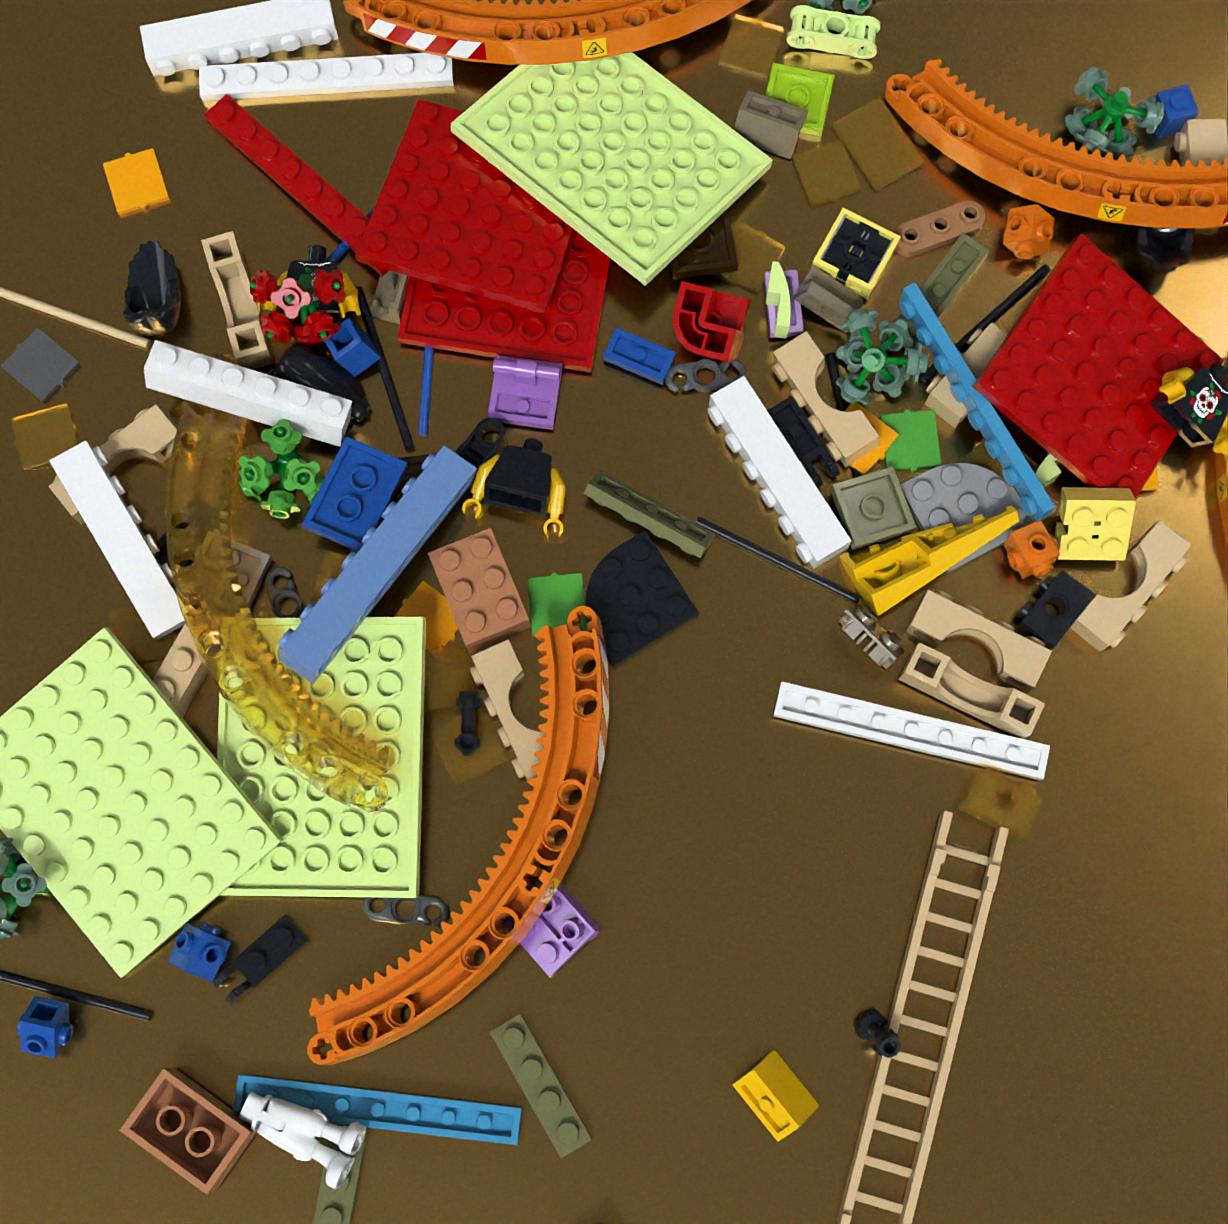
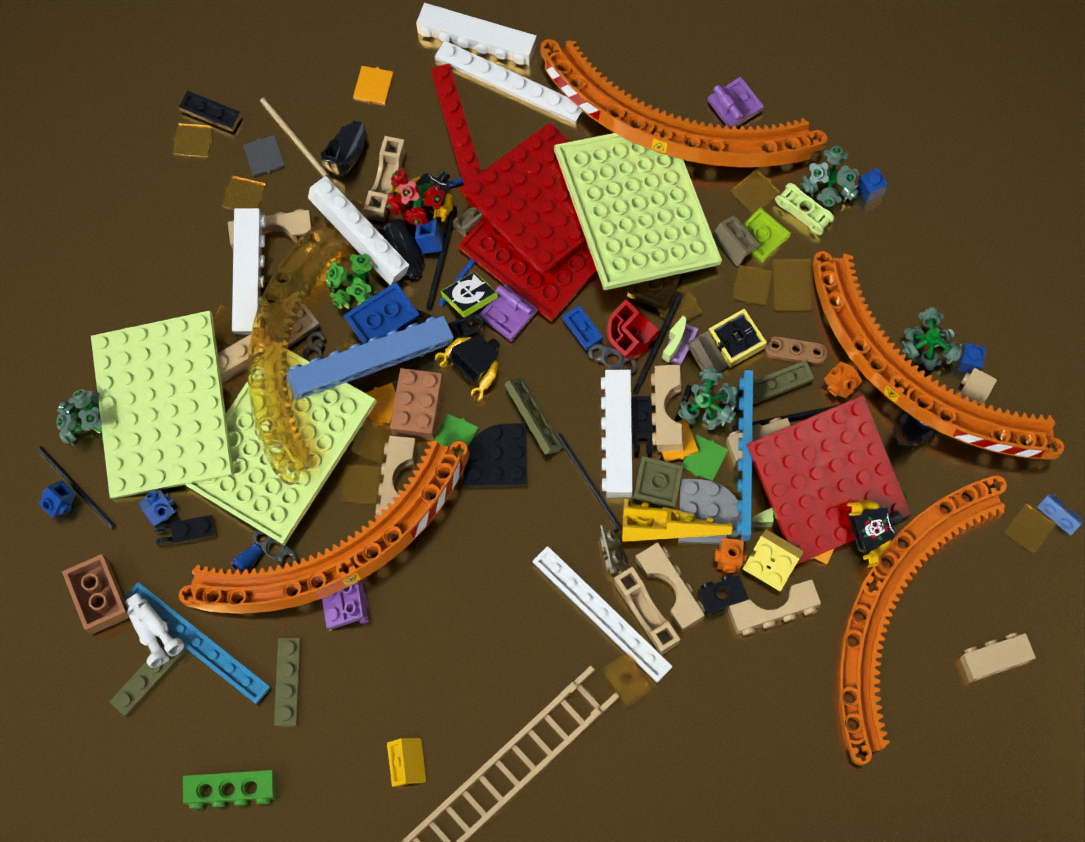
camera: 35 degrees right, 5 degrees down
(375, 947) = (247, 558): none -> blue cone
(457, 396) = (469, 294): none -> tile
(467, 741) = (360, 480): black bar -> none
(752, 319) = (657, 342): none -> black axle
(871, 1026) = (479, 759): black bar -> none

